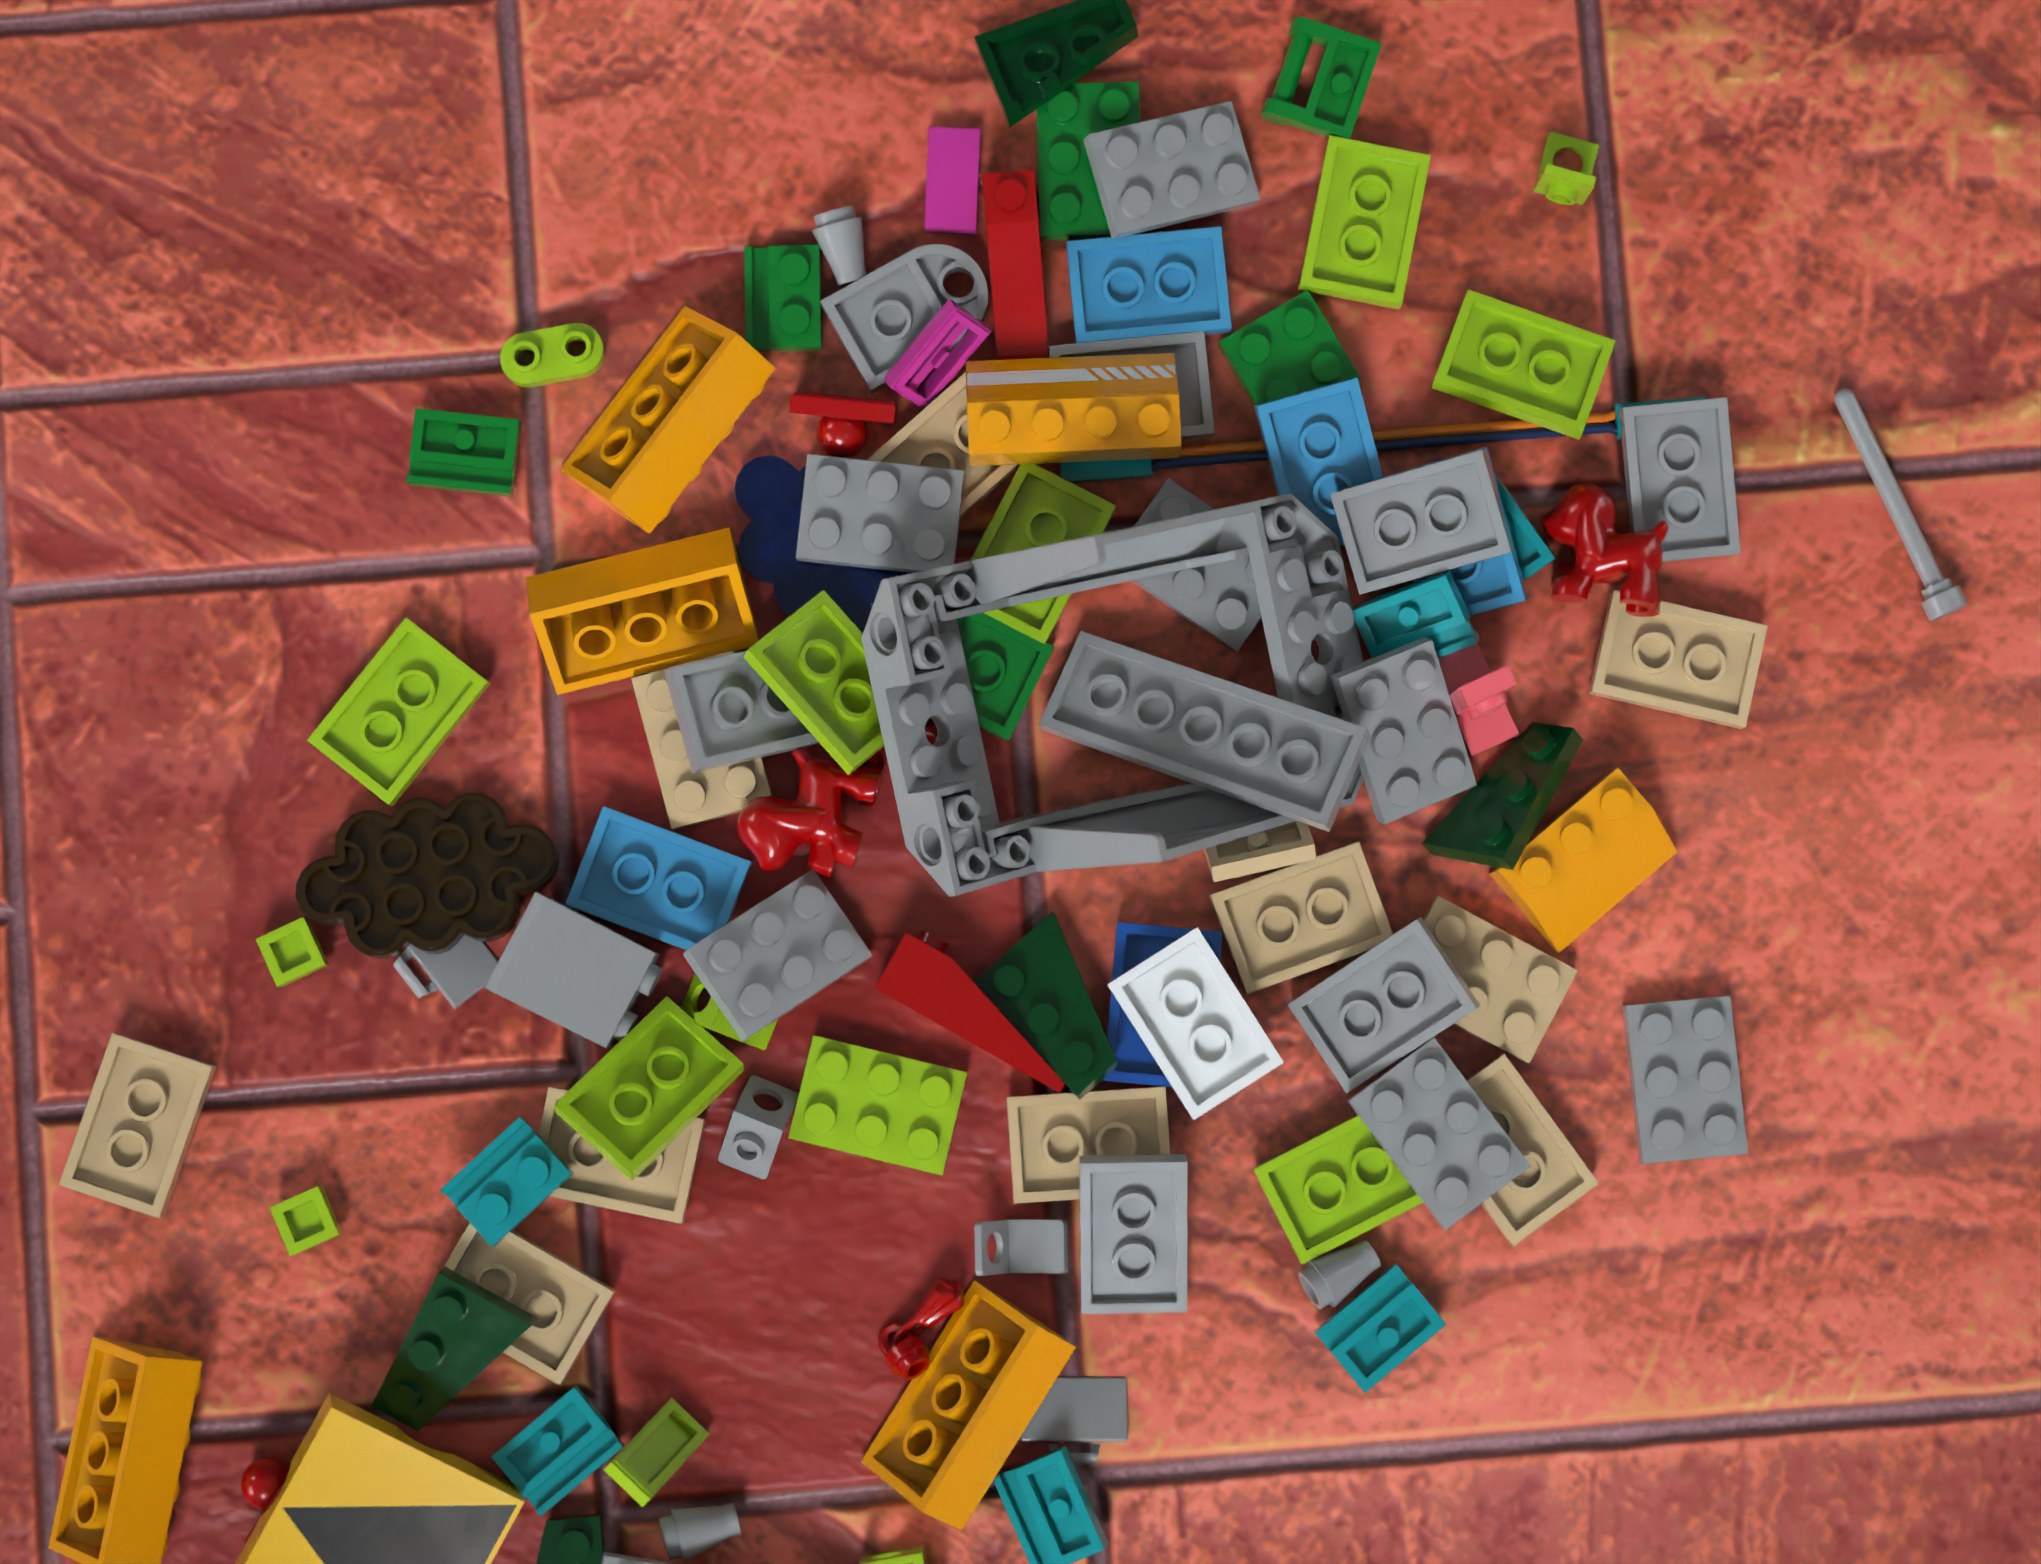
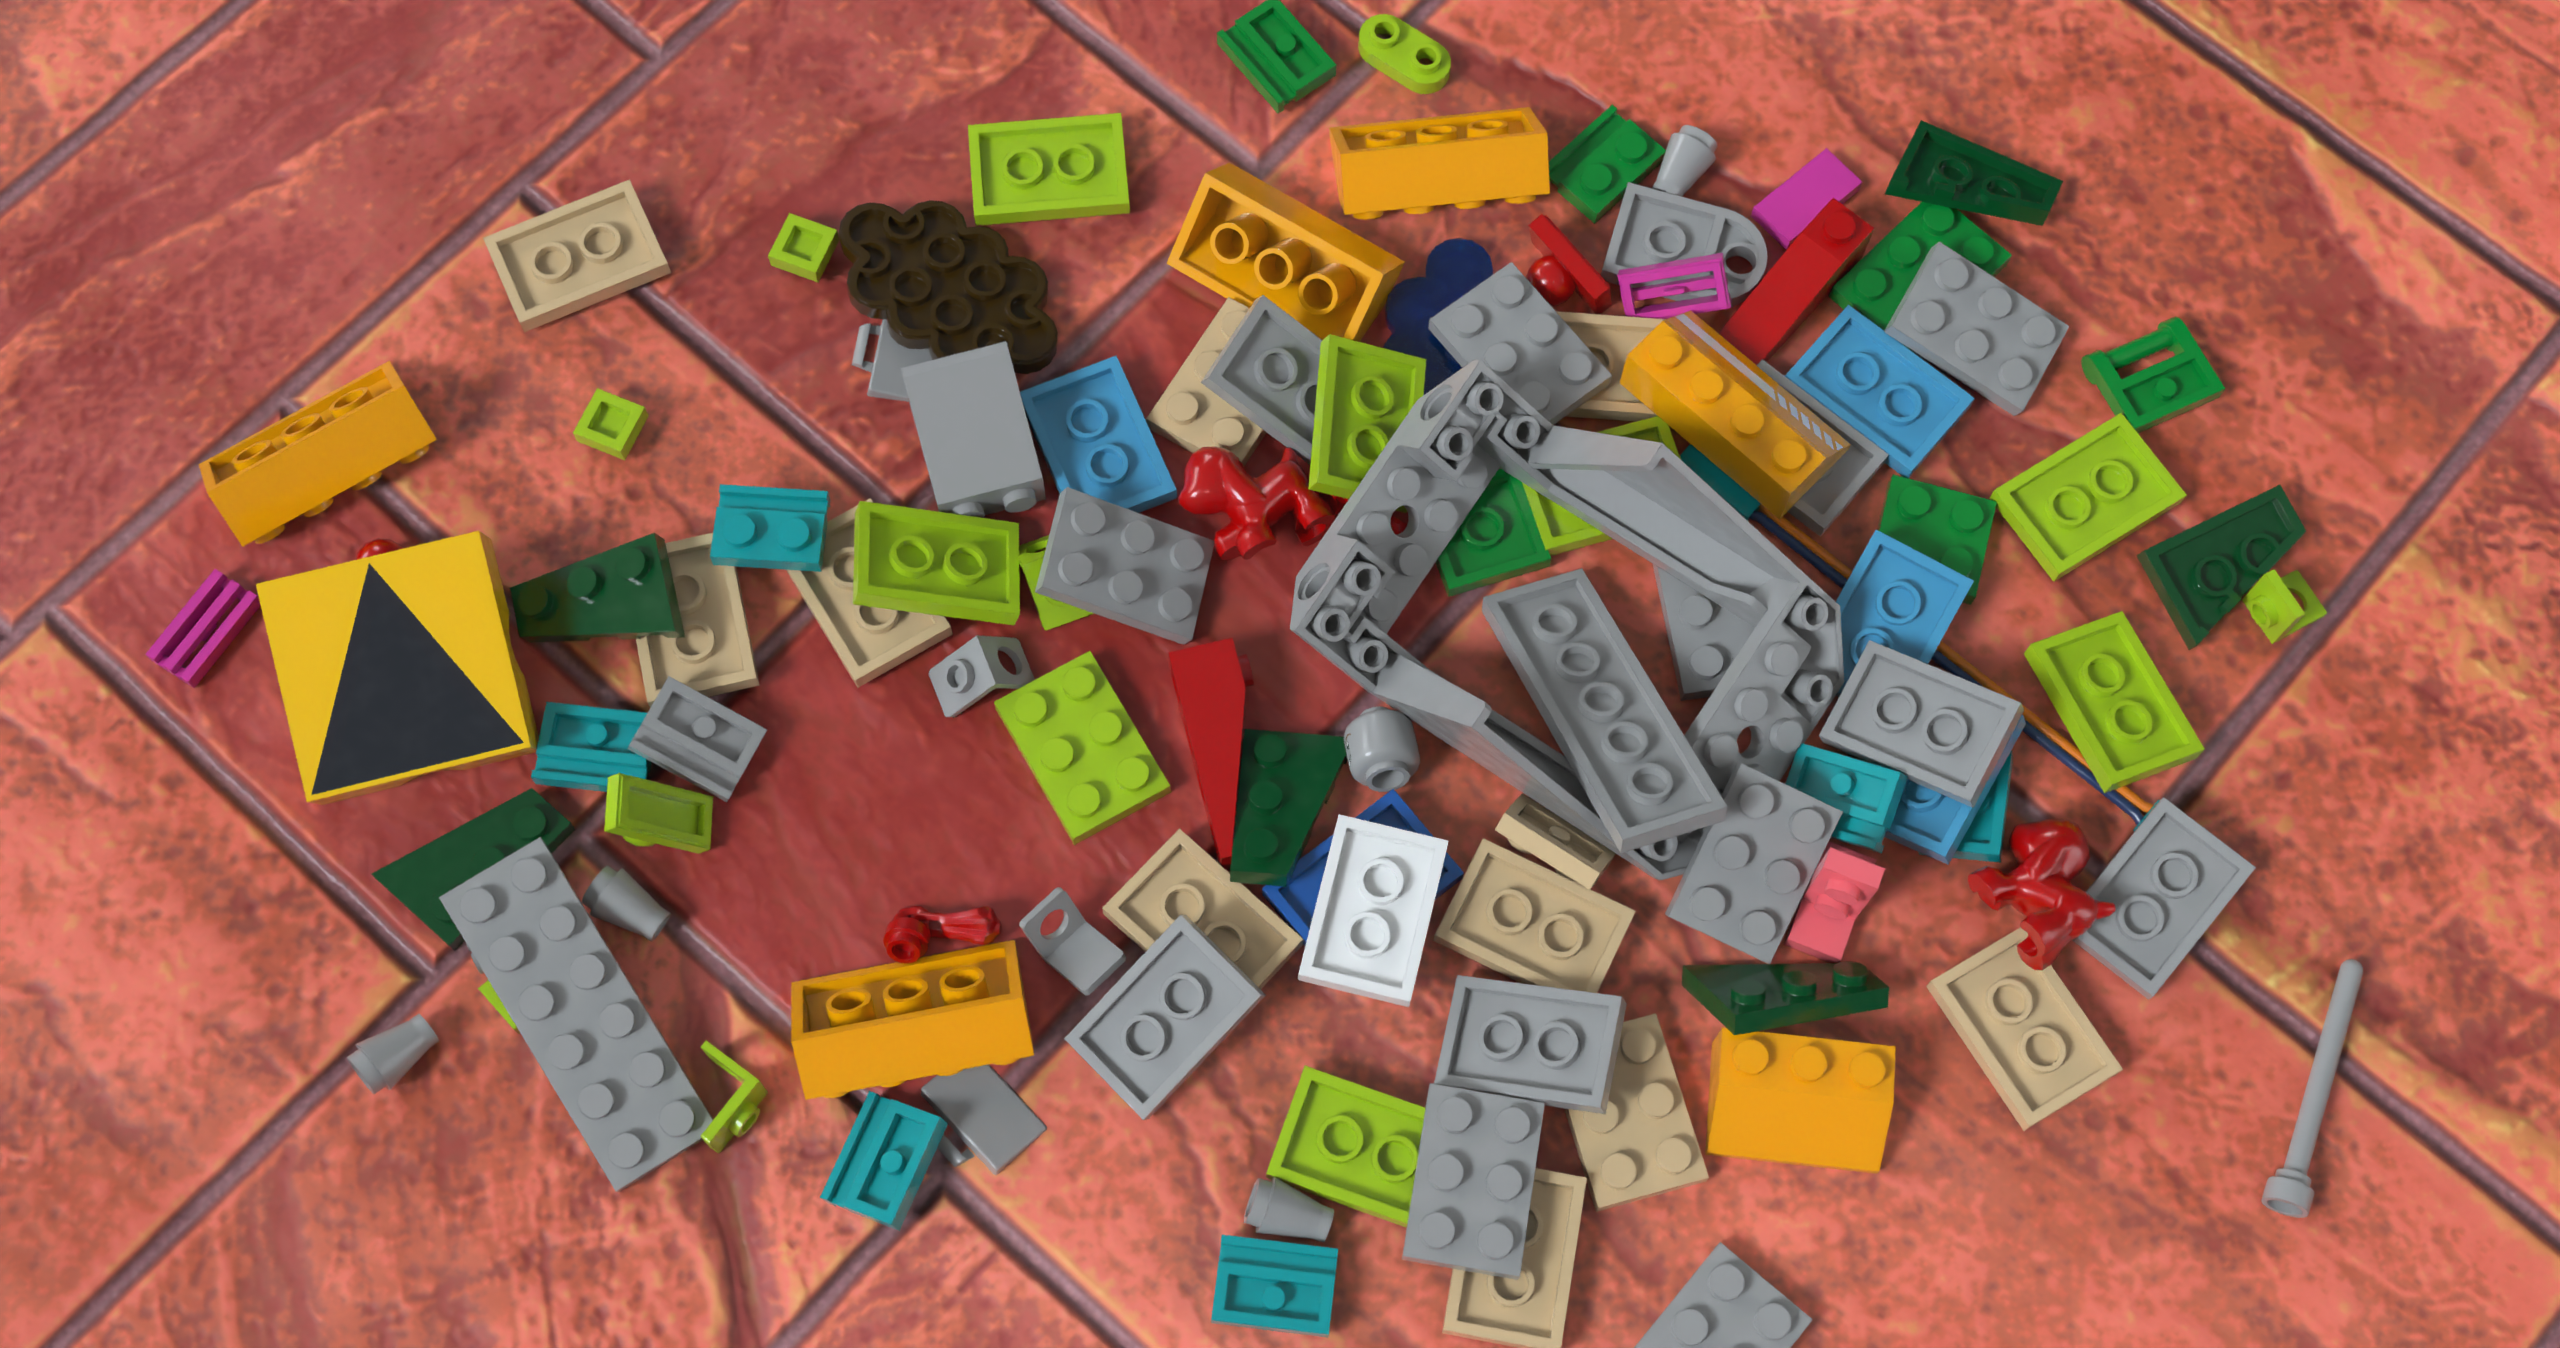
camera: 45 degrees right, 15 degrees down
(622, 1374) = (697, 739): none -> light grey plate
(1080, 902) = (1382, 749): none -> light grey head
(1493, 183) = (2219, 560): none -> dark green wing

